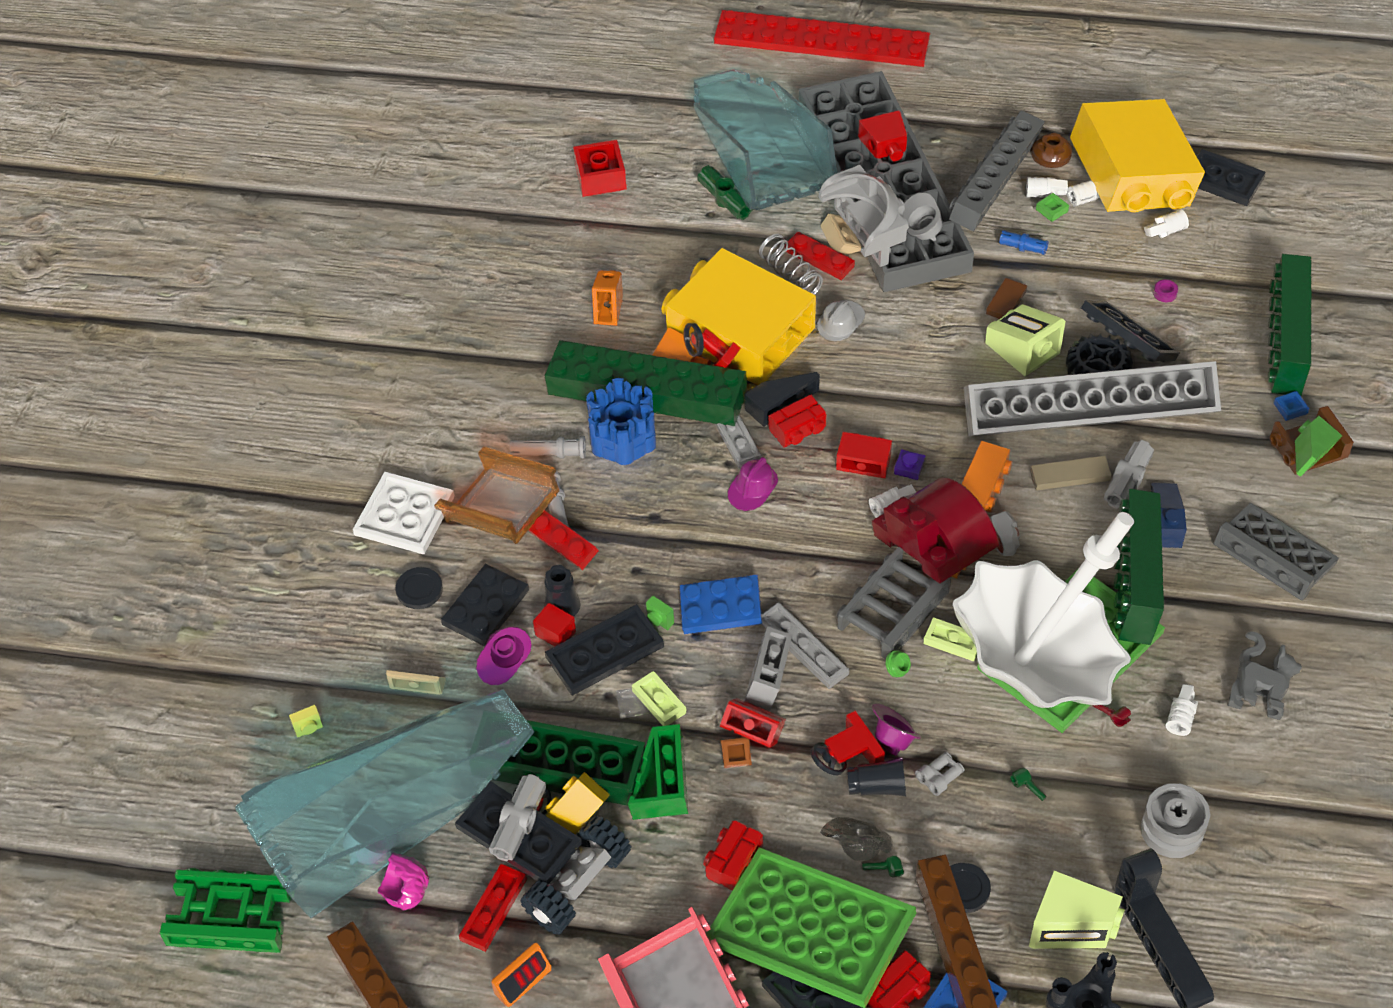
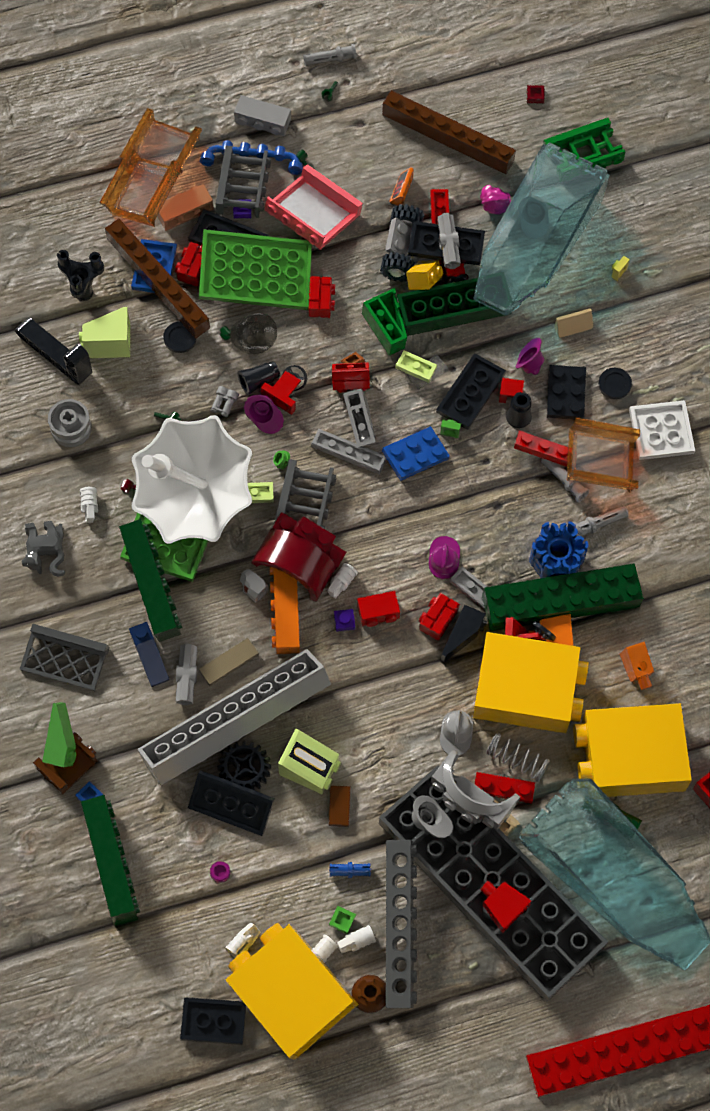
camera: 150 degrees right, 15 degrees up
(665, 221) = (634, 749): none -> yellow brick

